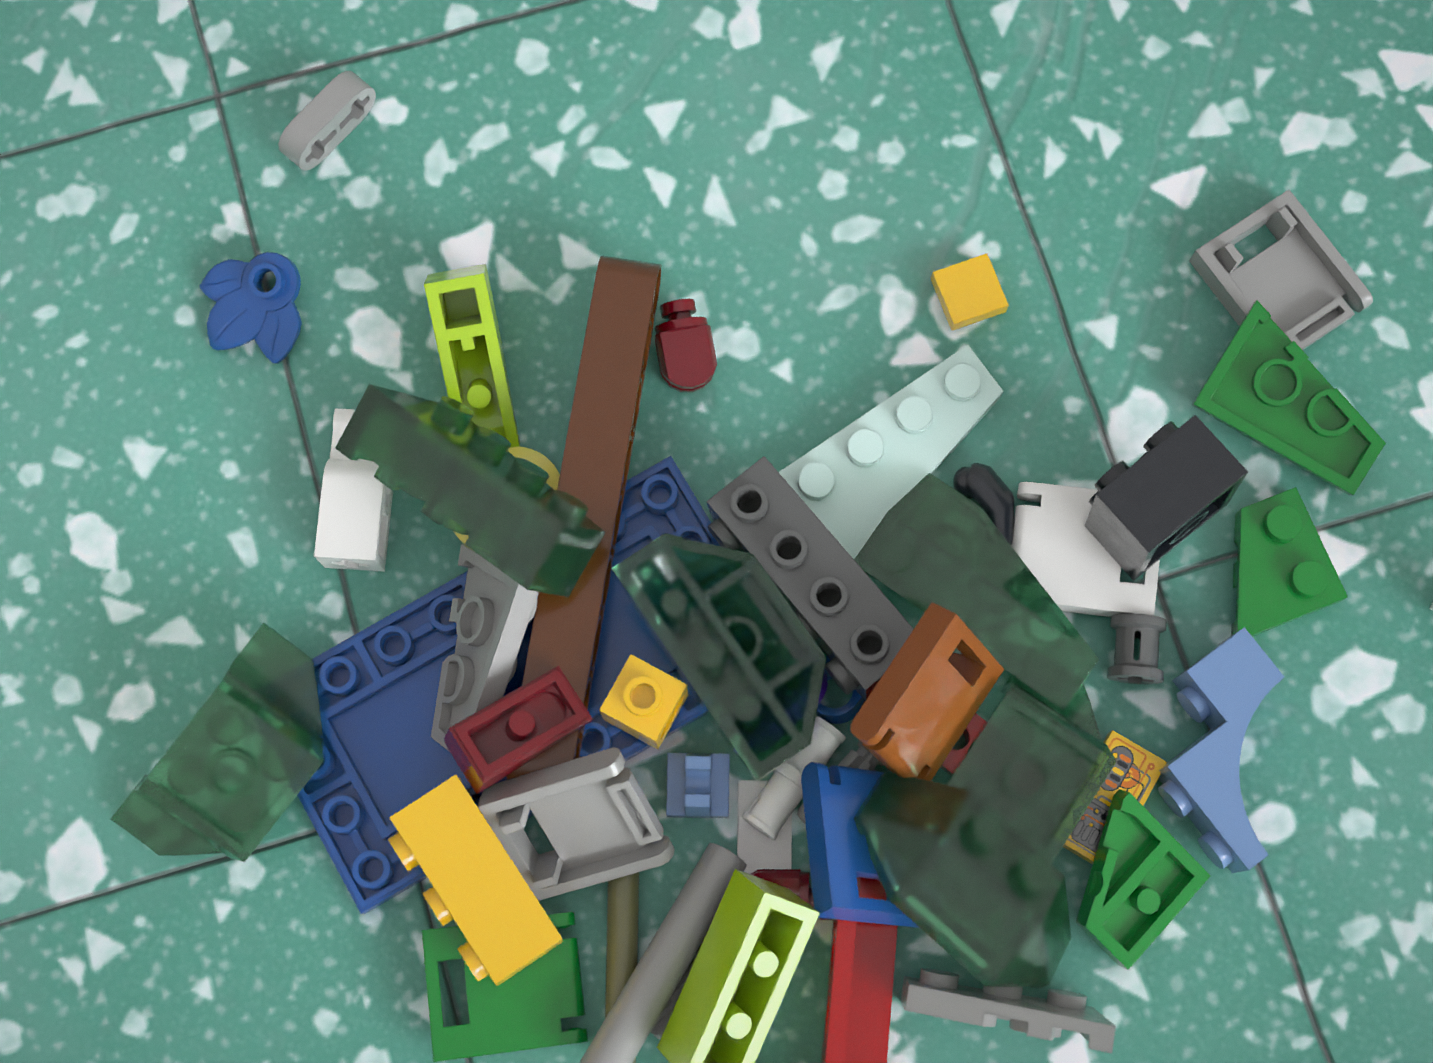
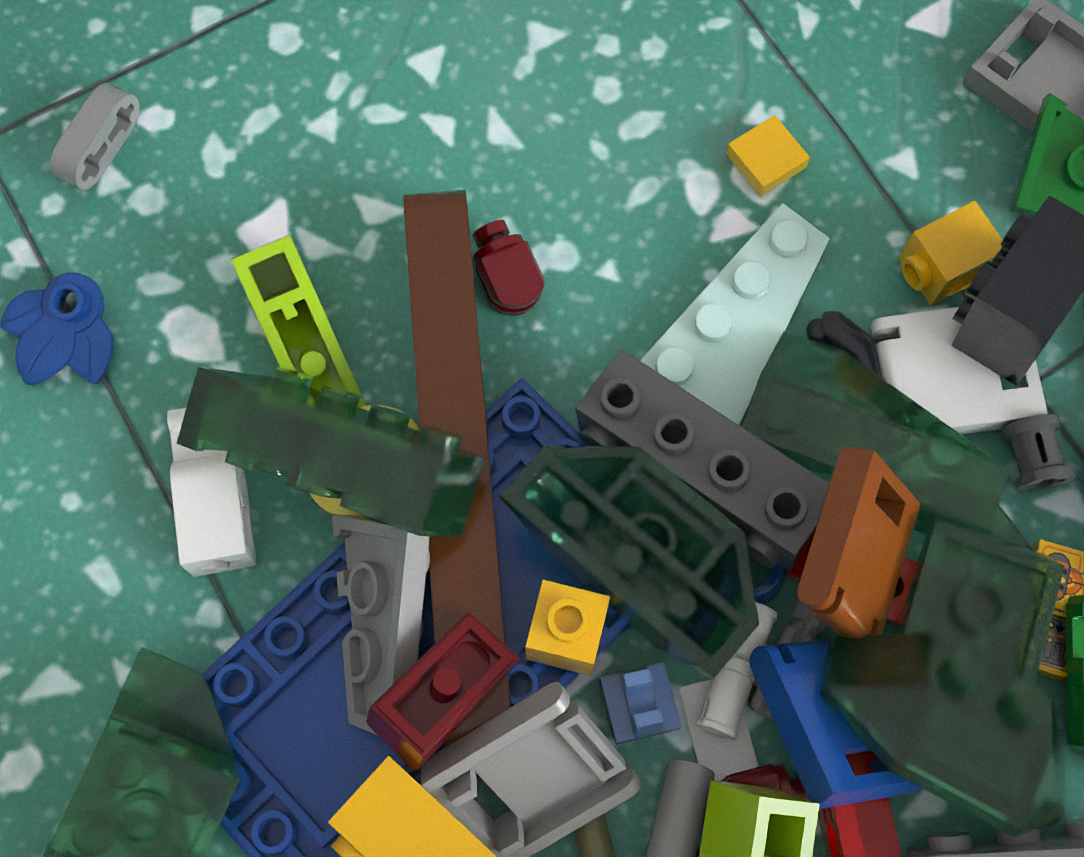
camera: 15 degrees left, 5 degrees down
(1110, 433) = (949, 252): none -> yellow brick

